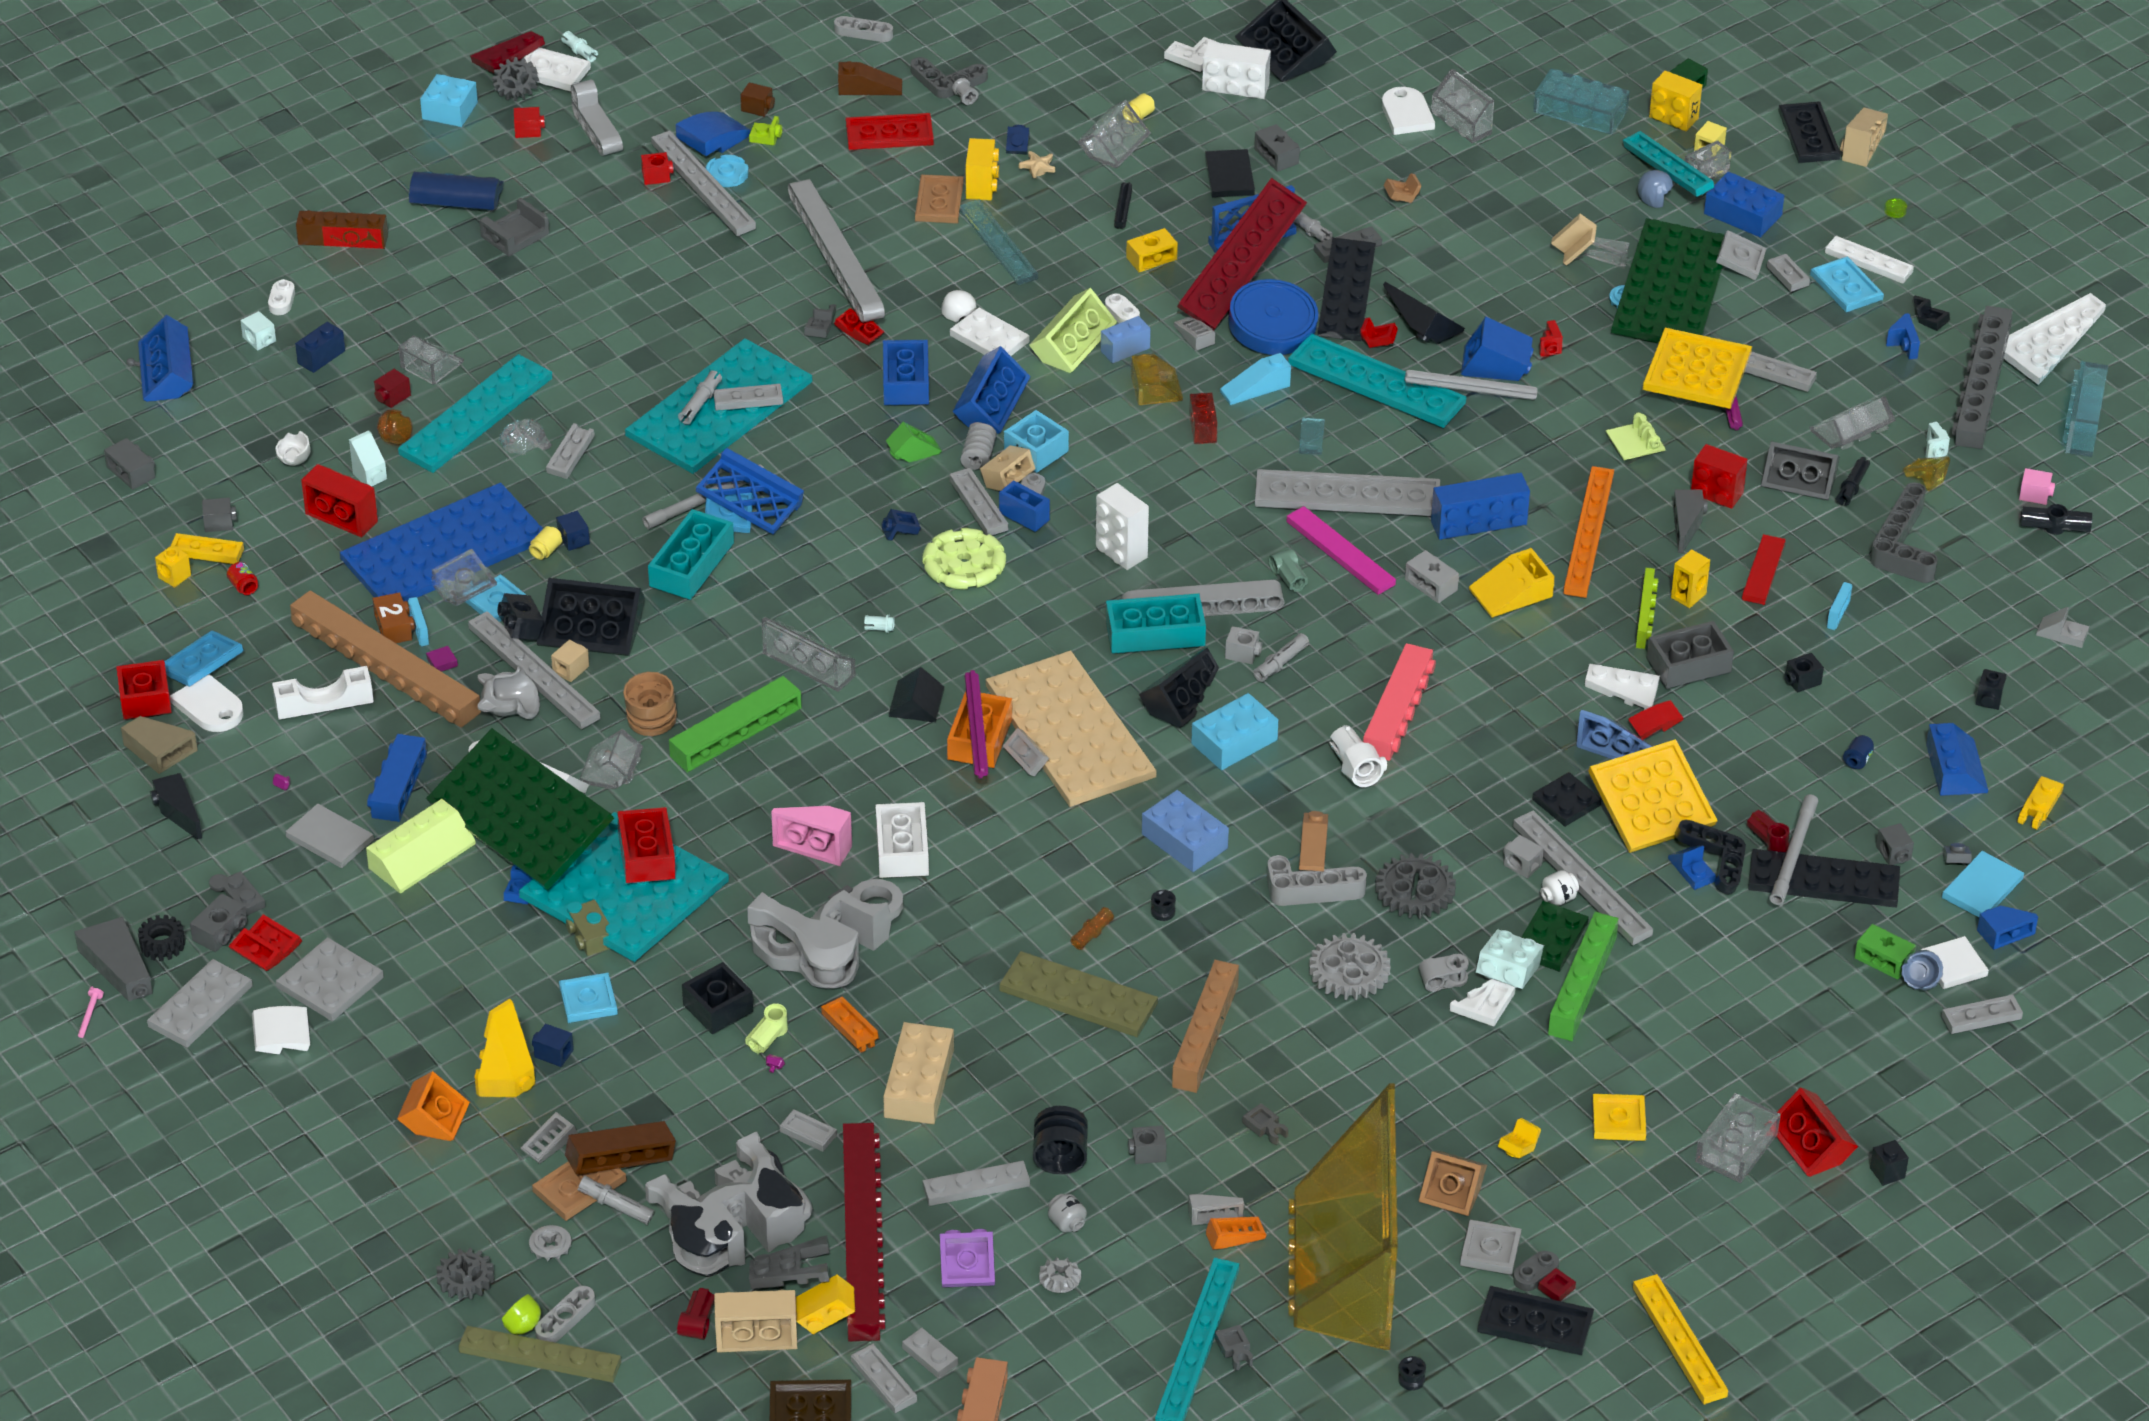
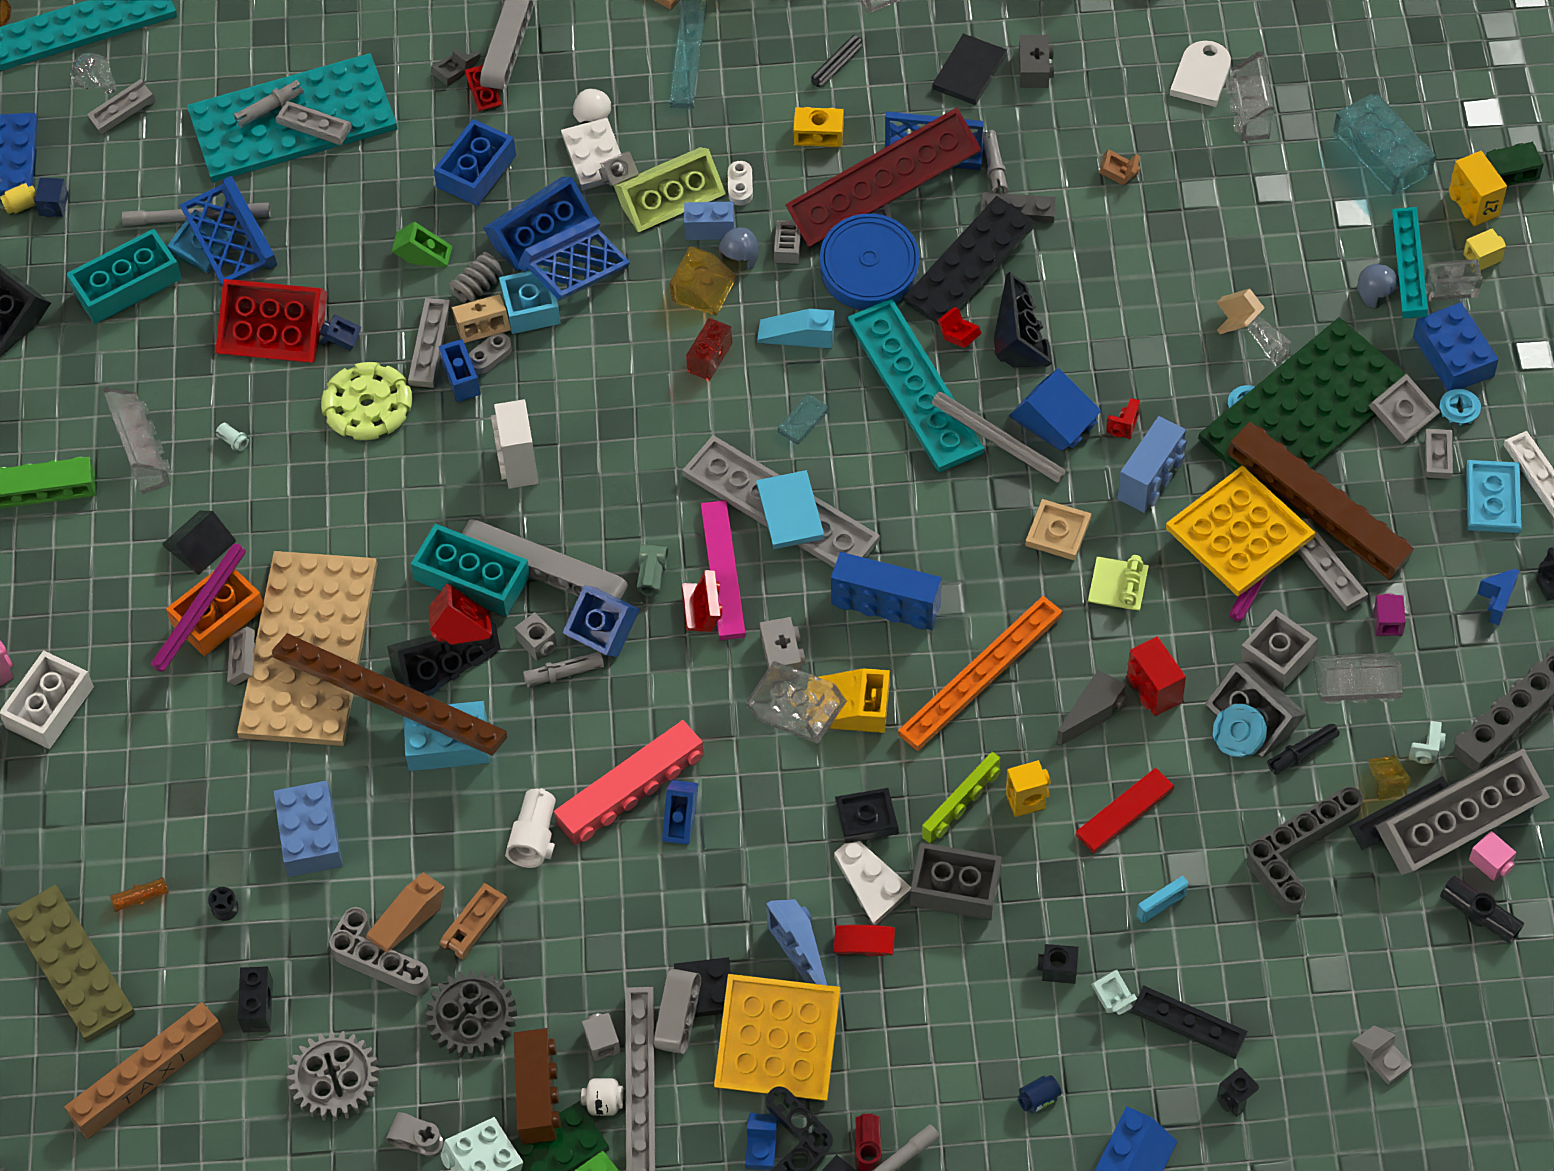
camera: 35 degrees right, 15 degrees up
(837, 536) = (270, 320): none -> red slope
(1031, 325) = (627, 163): none -> light grey brick
(1048, 400) = (562, 246): none -> blue fence
(1165, 342) = (740, 245): none -> sand blue hair
(1174, 716) = (390, 694): none -> reddish brown plate
(1178, 648) = (458, 618): none -> red slope
(1247, 947) = (255, 999): none -> black brick
(1288, 609) = (601, 621): none -> blue brick
(1350, 571) = (702, 603): none -> red bracket
(1361, 488) = (790, 509): none -> medium azure tile
(1362, 832) = (473, 920): none -> medium nougat plate
(1452, 702) = (680, 811): none -> blue slope
(1480, 596) = (796, 702): none -> clear brick
(1507, 901) = (535, 1086): none -> reddish brown brick
(1564, 424) = (1058, 529): none -> tan plate
(1567, 812) = (677, 1011): none -> light grey beam
(1587, 647) = (866, 815): none -> black tile
(1600, 354) = (1152, 465): none -> medium blue brick
(1756, 331) = (1320, 500): none -> reddish brown brick
(1778, 235) = (1468, 401): none -> medium azure gear
(1787, 424) = (1279, 649): none -> light grey brick
(1803, 486) = (1239, 730): none -> medium azure tile
(1842, 379) = (1389, 615): none -> magenta brick
(1856, 674) = (1113, 993): none -> light aqua bracket
(1921, 667) = (1189, 1022): none -> black plate
(1954, 488) = (1365, 829): none -> black plate
(1996, 465) = (1462, 811): none -> light grey brick

